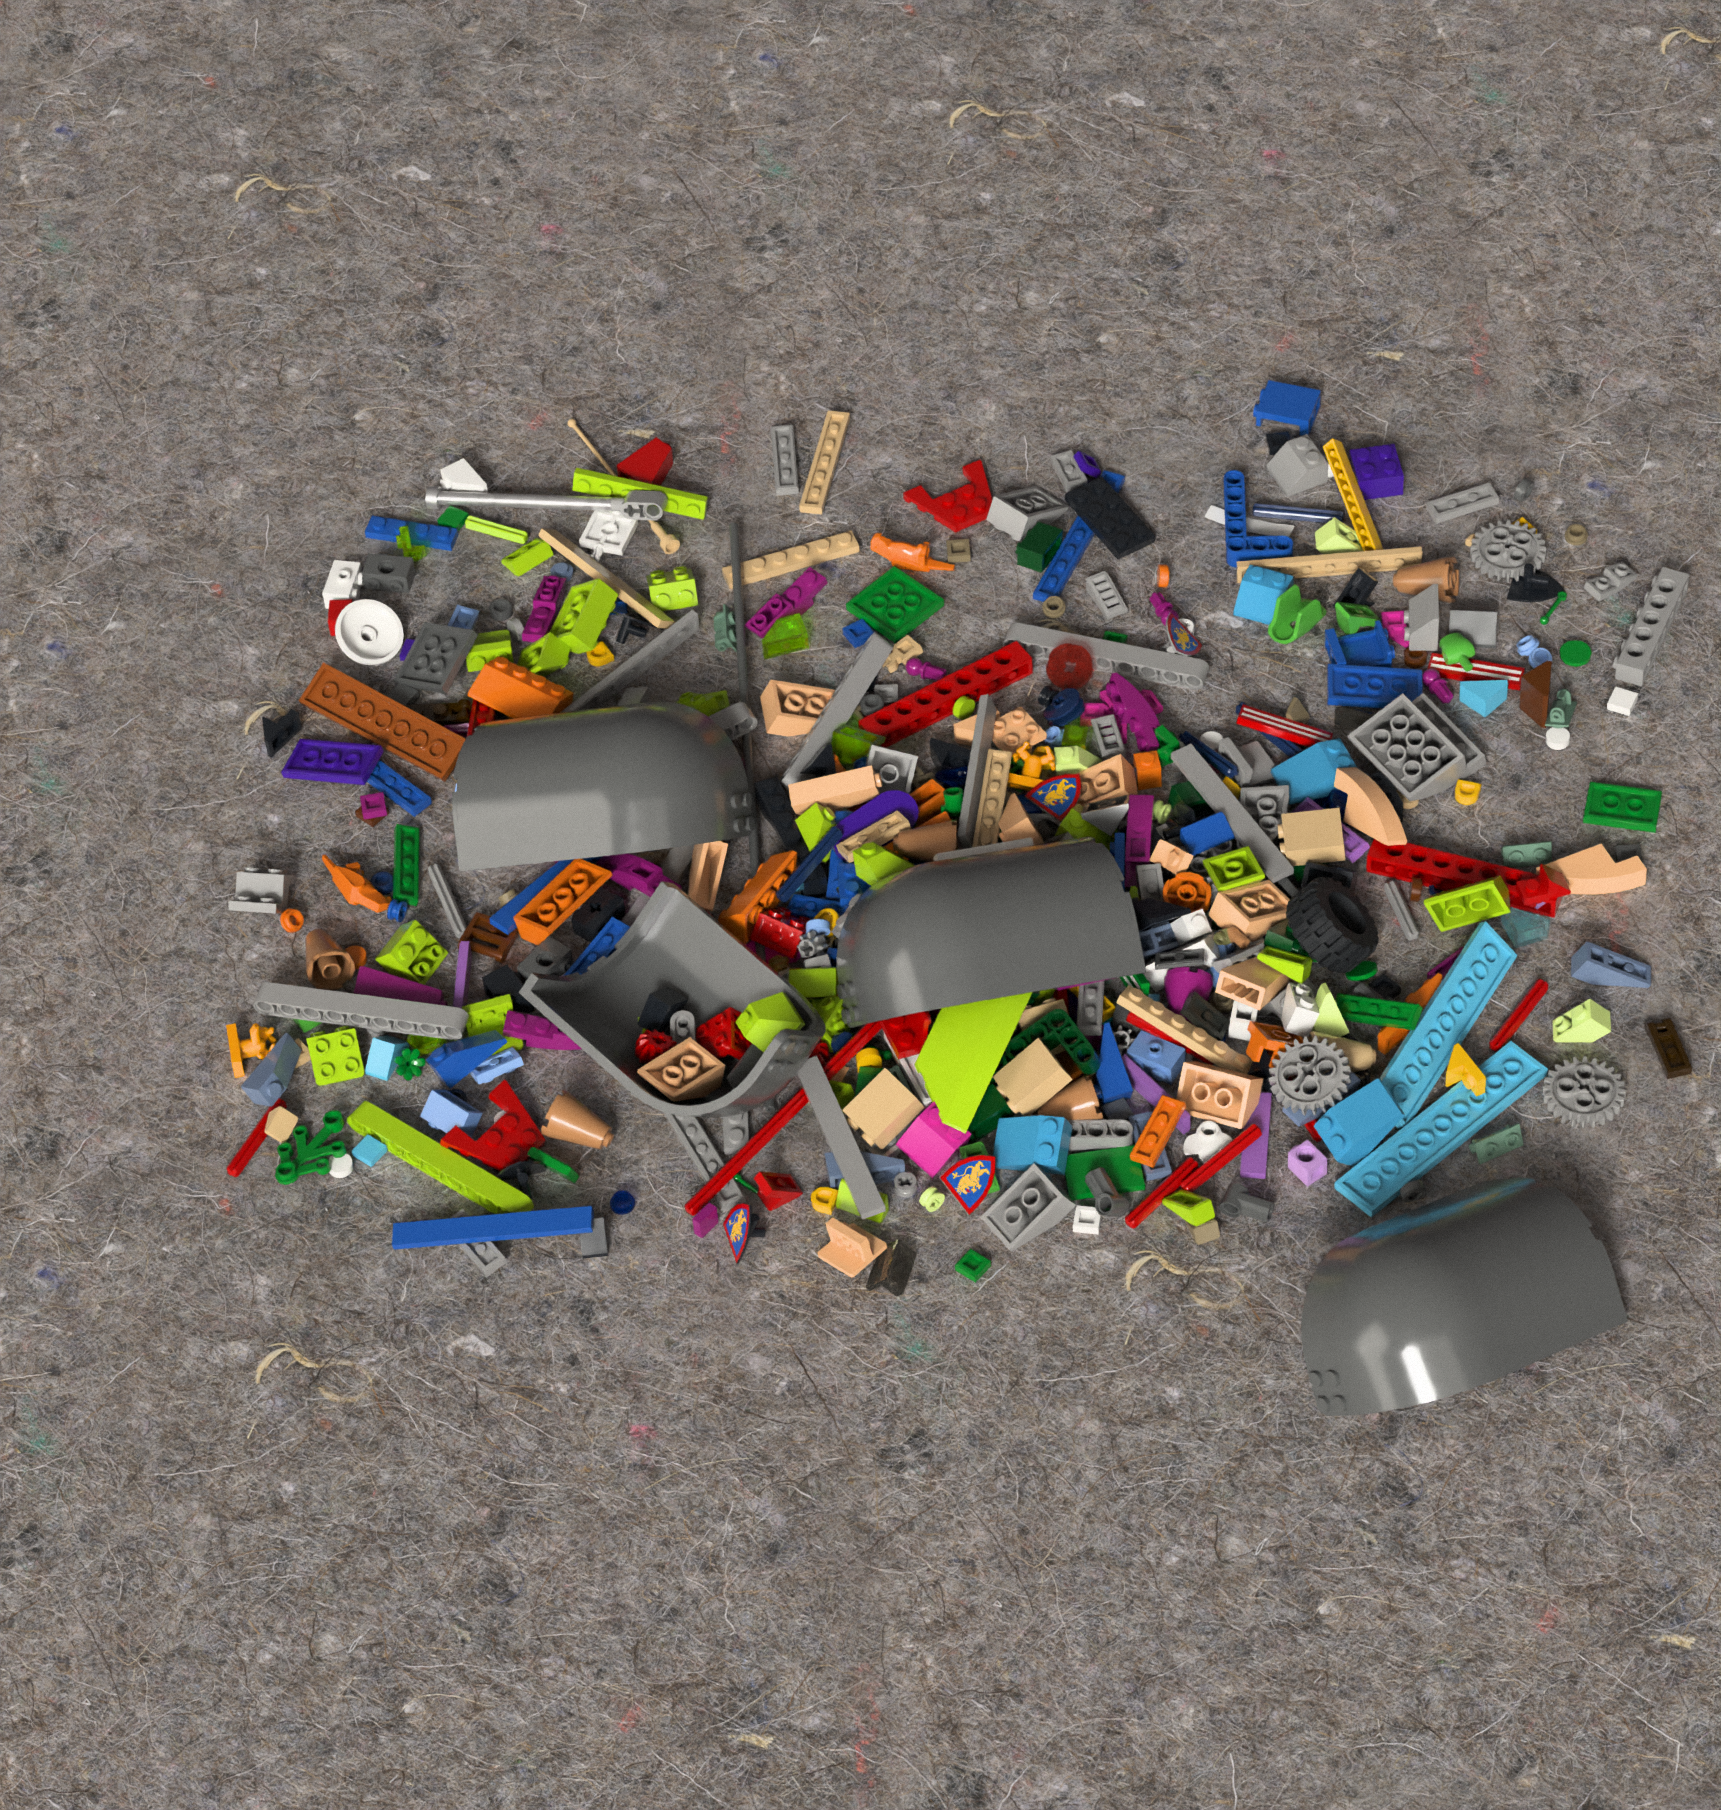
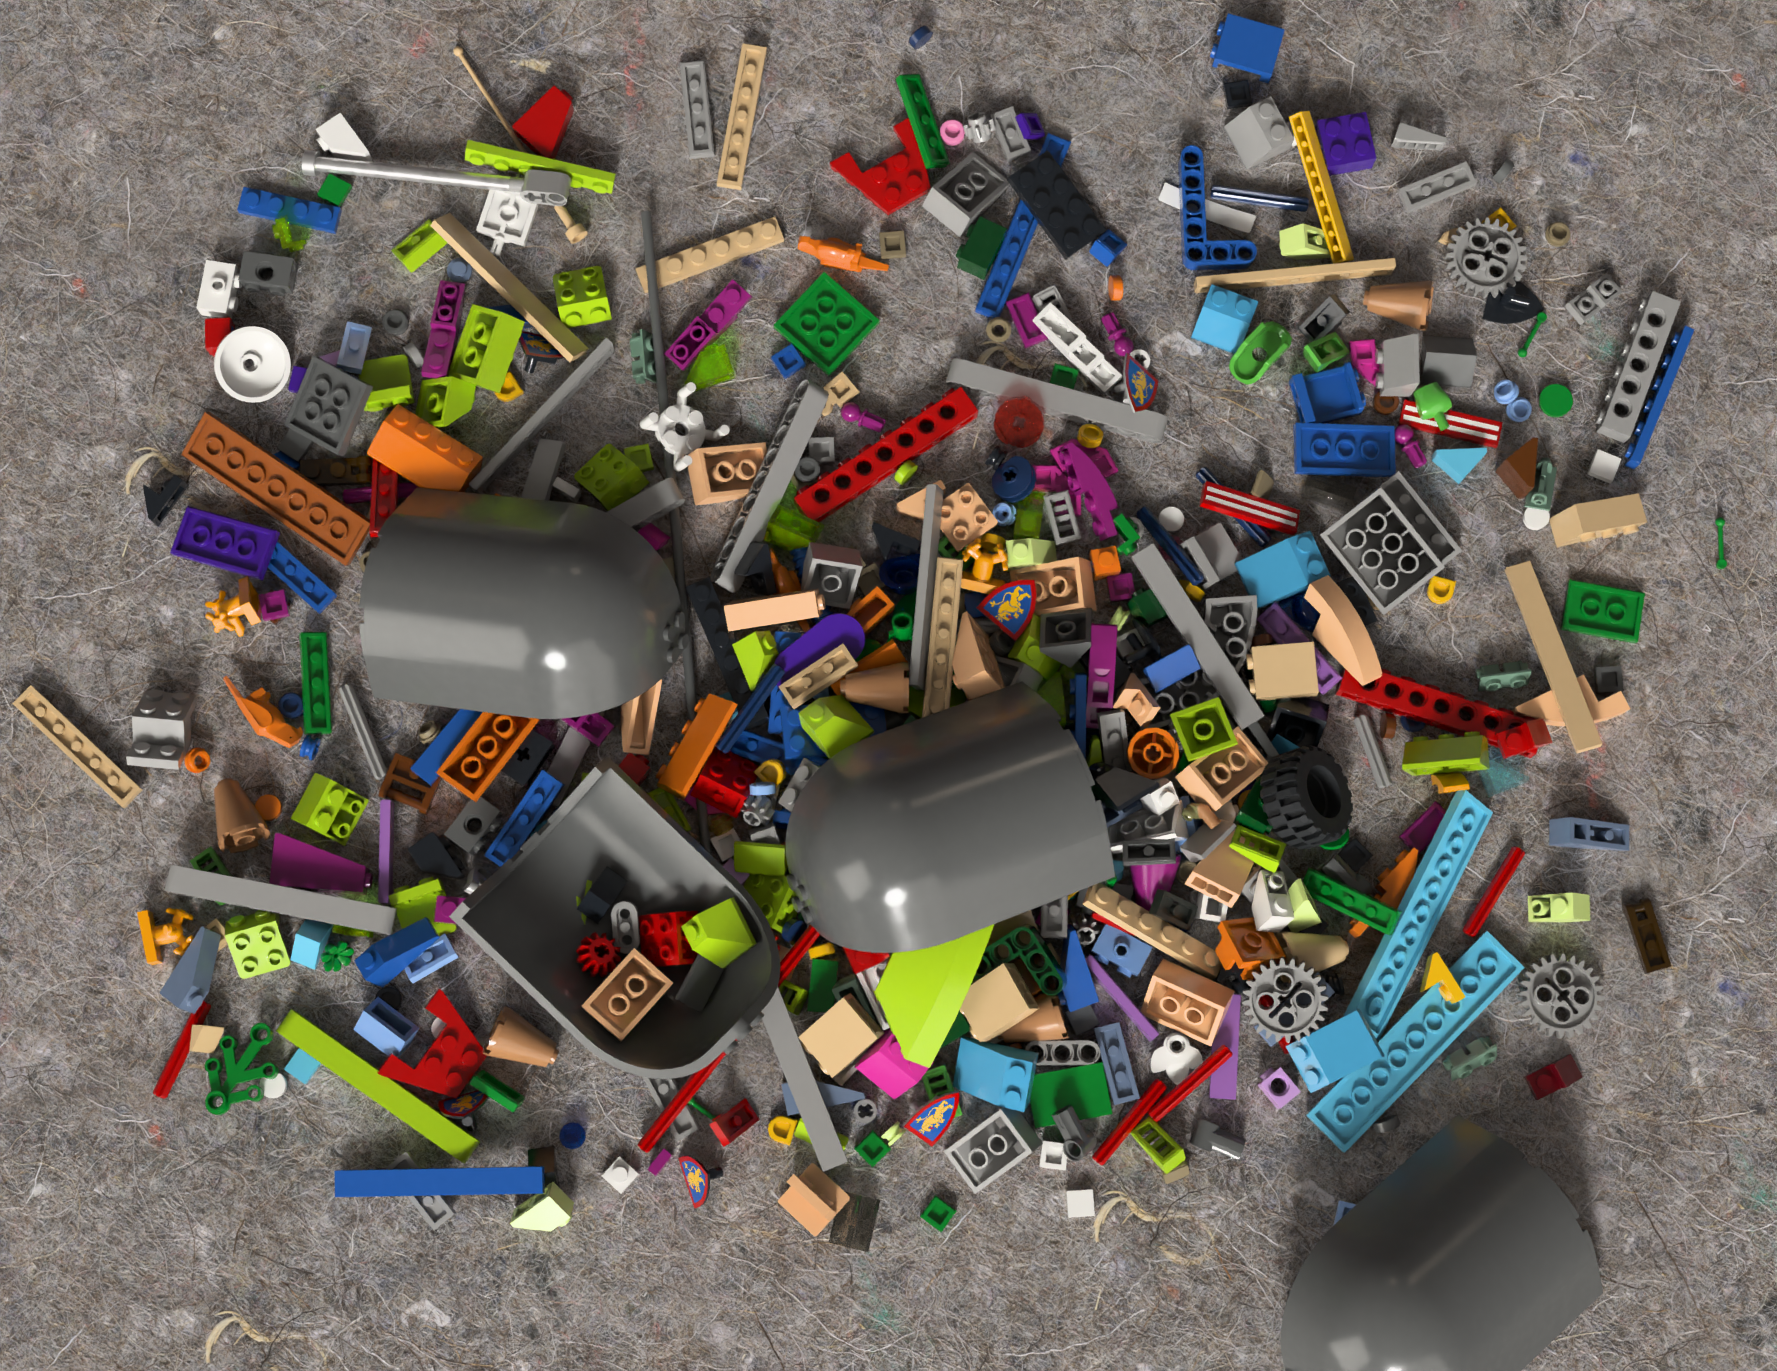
camera: 10 degrees left, 30 degrees up
(182, 911) = (77, 746): none -> tan plate
(336, 803) = (245, 603): none -> light orange piece
(496, 529) = (383, 207): axle -> none
(592, 1253) = (544, 1210): none -> yellowish green slope
(666, 1234) = (620, 1175): none -> white plate
(756, 665) = (691, 421): none -> white plate
(911, 1214) = (872, 1148): none -> green tile
(984, 849) = (938, 709): white tile -> none
(988, 461) = (922, 121): none -> green tile
(989, 405) = (920, 37): none -> dark blue tile
(1016, 472) = (952, 132): none -> bright pink tile
(1040, 464) = (979, 127): none -> light grey gear
(1080, 602) = (1022, 313): none -> magenta tile
(1112, 1257) = (1080, 1203): none -> white tile
(1124, 617) = (1077, 348): none -> white slope
(1138, 680) = (1090, 436): none -> yellow tile
(1156, 551) = (1107, 247): none -> blue slope
(1157, 1131) = (1126, 1055): orange tile -> none
(1161, 790) = (1120, 587): none -> magenta tile
(1437, 468) = (1417, 138): none -> light grey slope
(1469, 923) = (1450, 782): none -> light orange slope
(1572, 831) = (1553, 657): none -> tan tile
(1579, 1158) = (1553, 1077): none -> dark red slope
(1614, 733) = (1598, 519): none -> tan wedge
(1674, 643) = (1654, 406): none -> blue plate

